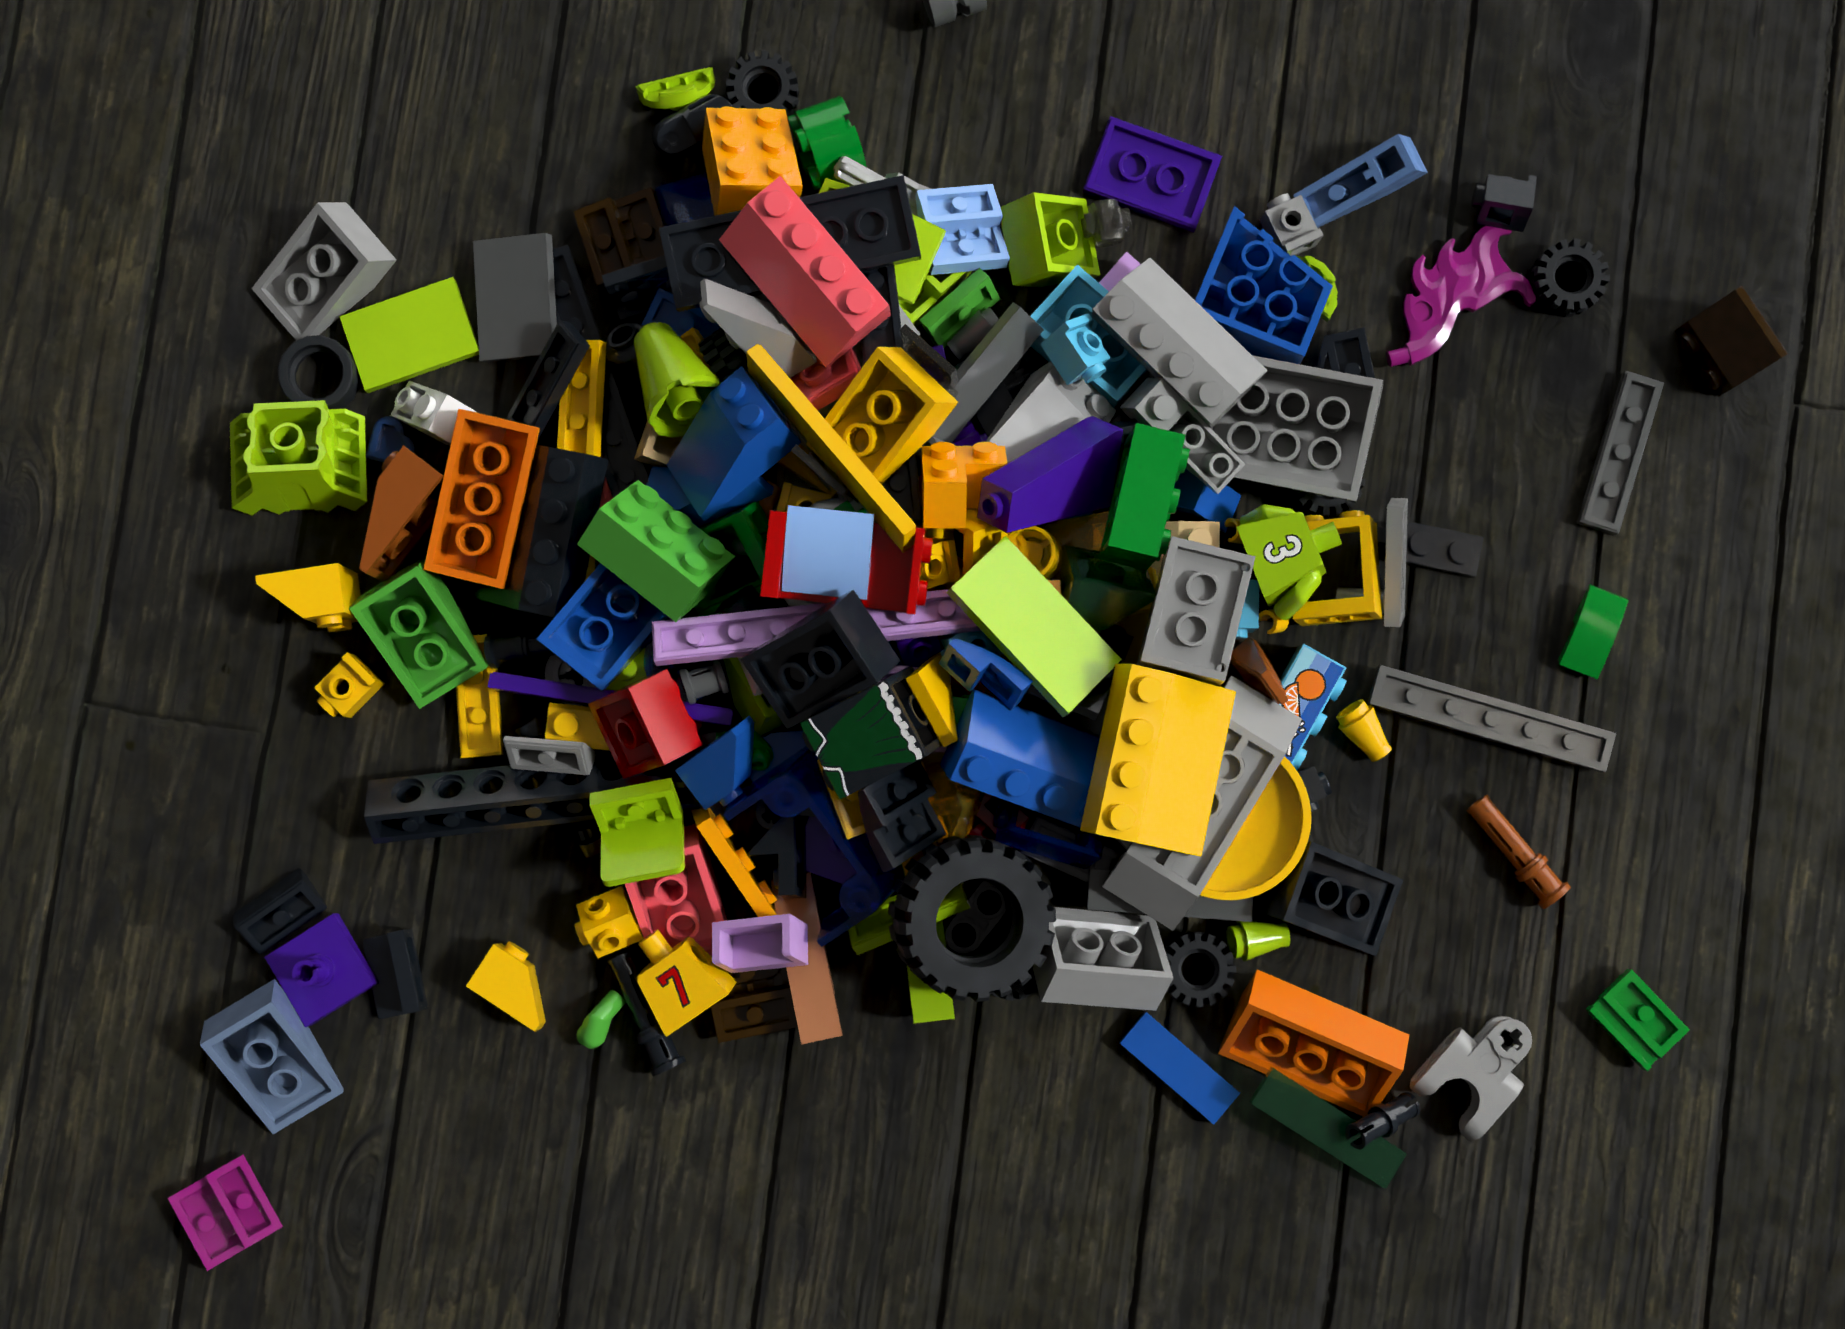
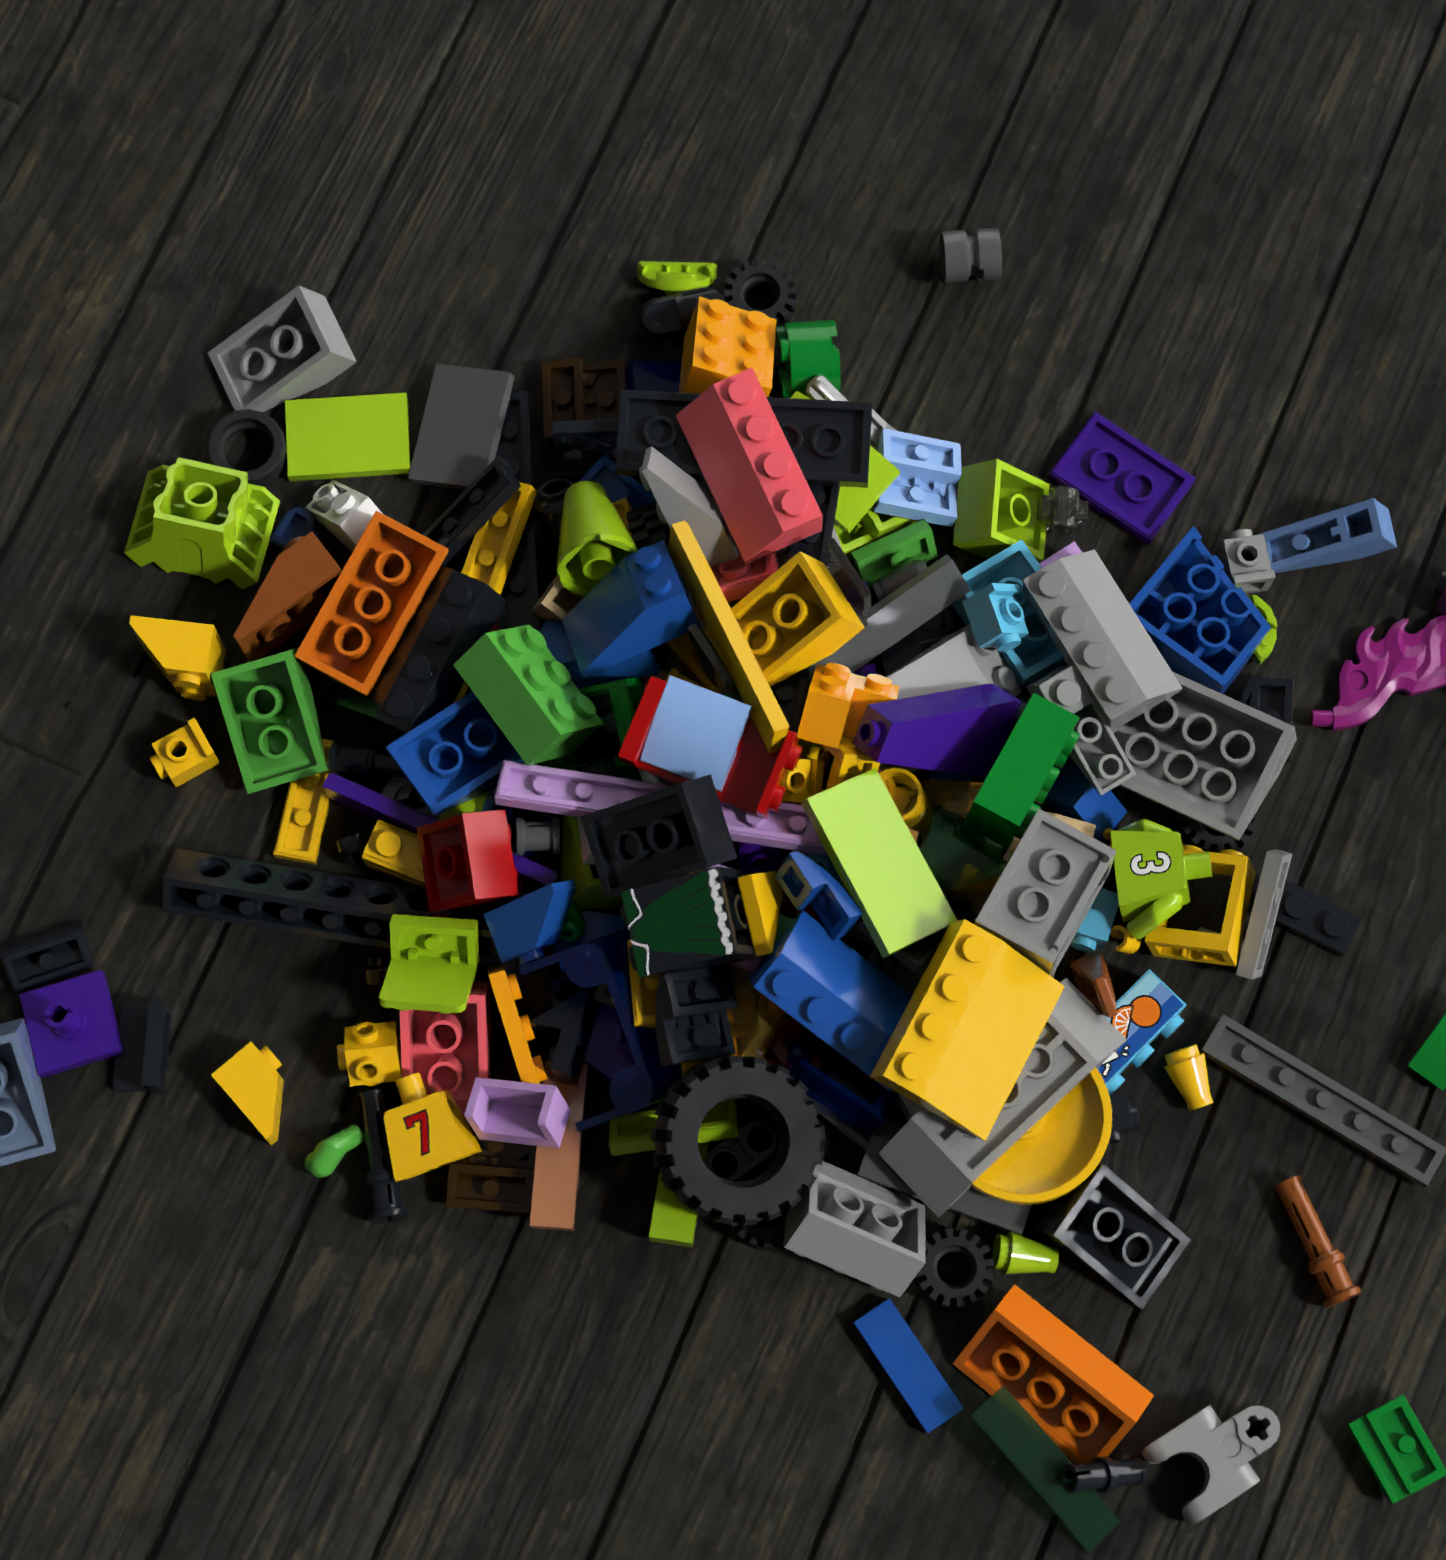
camera: 15 degrees right, 10 degrees down
(549, 755) = (363, 869): light grey slope -> none

